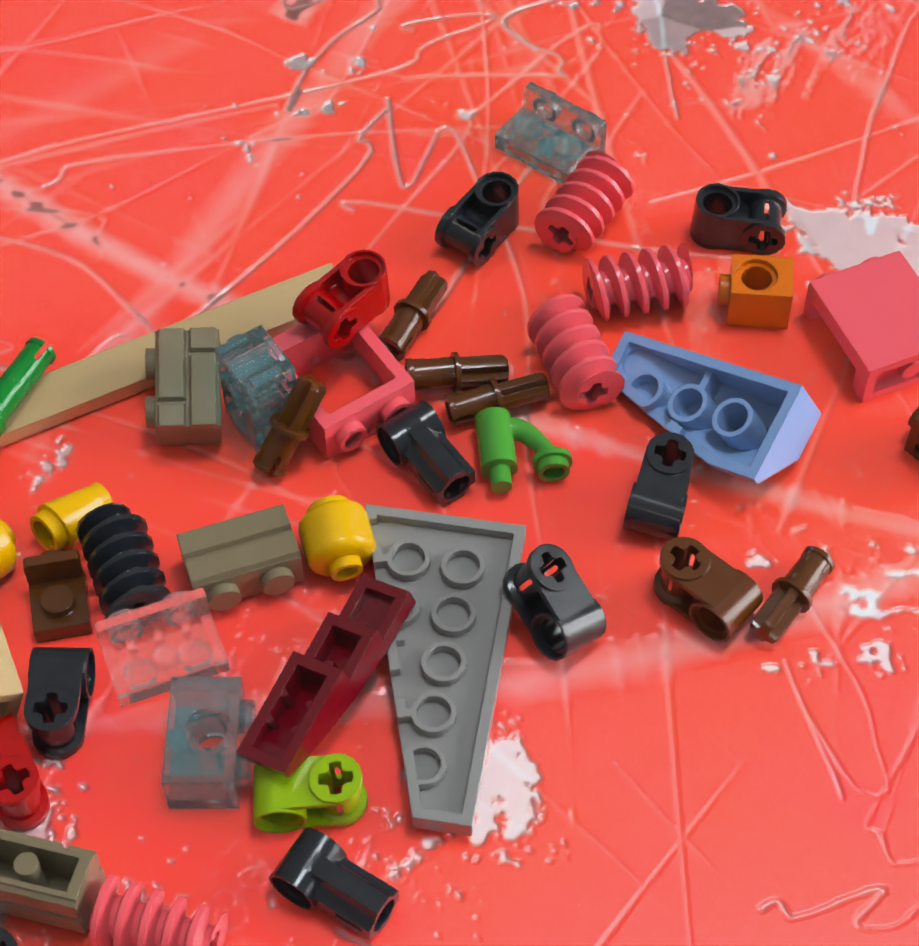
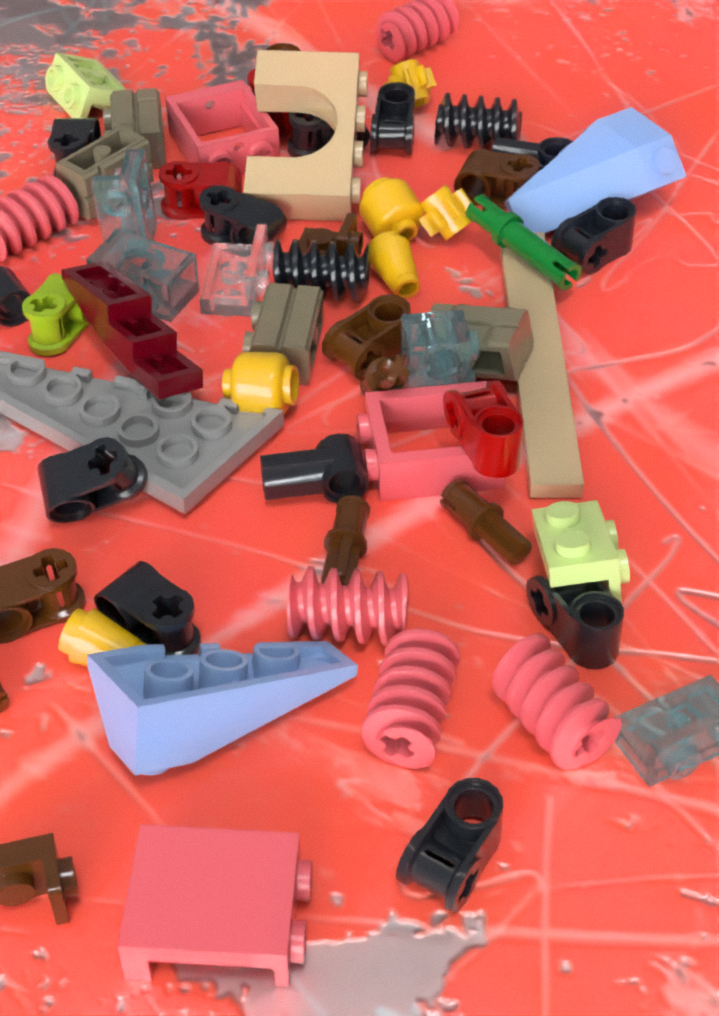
camera: 115 degrees right, 10 degrees down
(104, 788) = (126, 198): none -> clear light blue bracket
(220, 483) = (371, 334): none -> reddish brown piece
(430, 223) = (580, 546): none -> yellowish green bracket
(456, 371) = (393, 523): reddish brown axle -> none
(497, 450) = (292, 525): bright green plant -> none
(713, 511) = (93, 633): none -> yellow cone
(757, 291) = (332, 830): orange brick -> none

